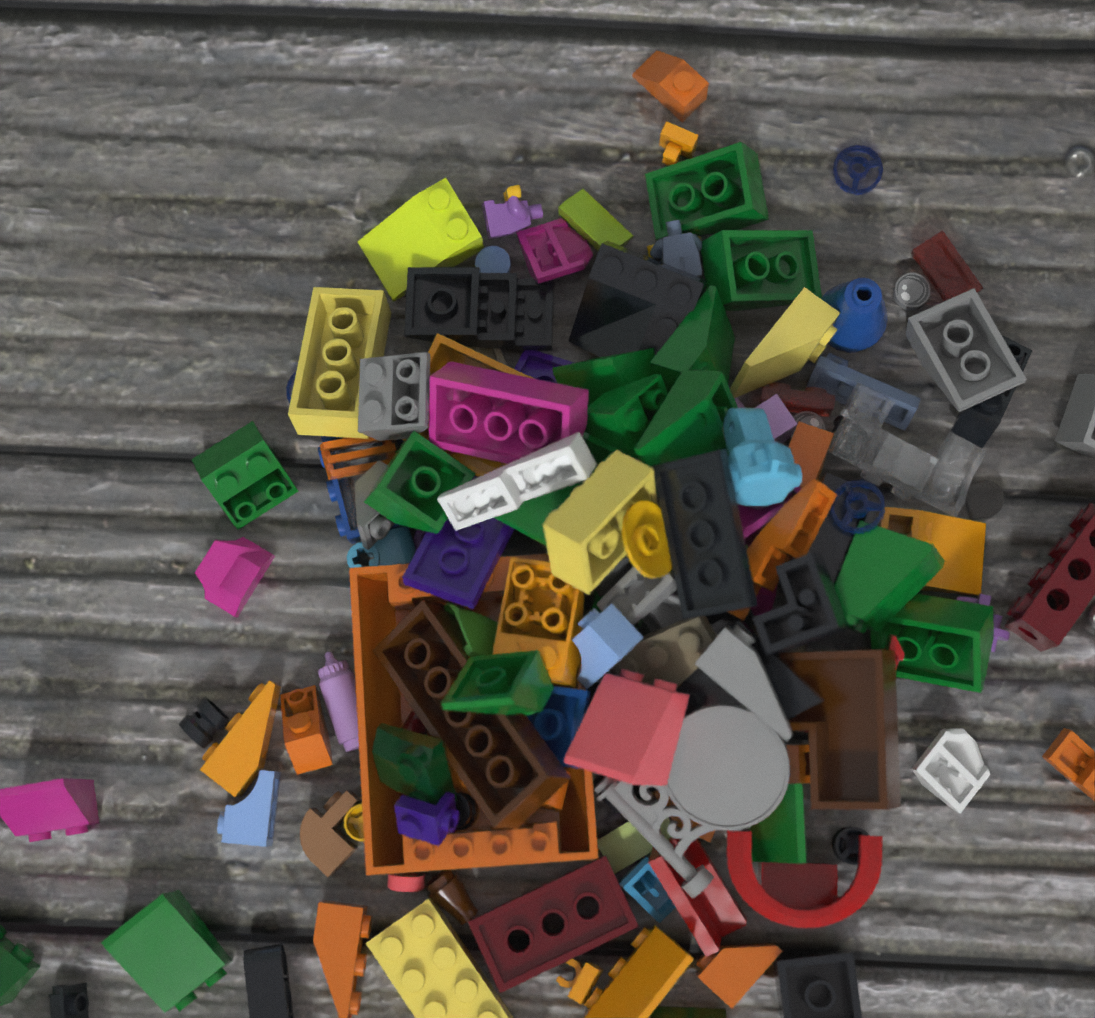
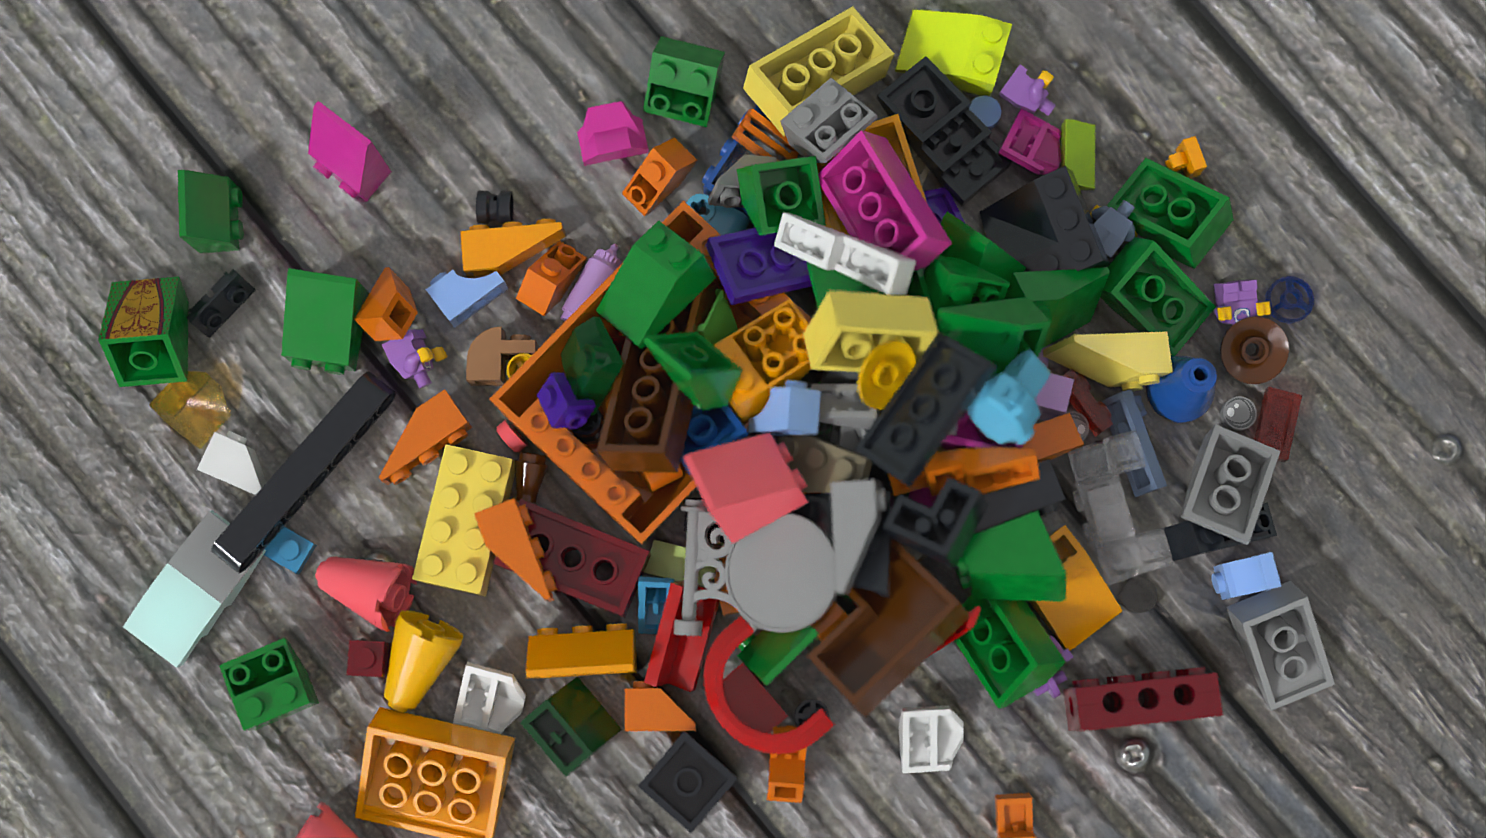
camera: 40 degrees right, 0 degrees up
(208, 888) = (387, 308): none -> orange slope
(266, 904) = (412, 357): none -> medium lavender piece
(303, 565) = (659, 175): none -> orange slope
(397, 655) = (654, 284): none -> green slope
(497, 964) = (508, 537): none -> orange slope
(584, 981) = (553, 616): light orange tile -> none
(673, 83) = (1227, 118): orange slope -> none
(827, 211) = (1238, 301): none -> medium lavender piece
(858, 513) = (1052, 506): clear blue piece -> none
(883, 909) = (786, 773): none -> orange brick
(889, 228) = (1270, 353): none -> reddish brown dish
(1046, 404) = (1246, 576): none -> light blue arch

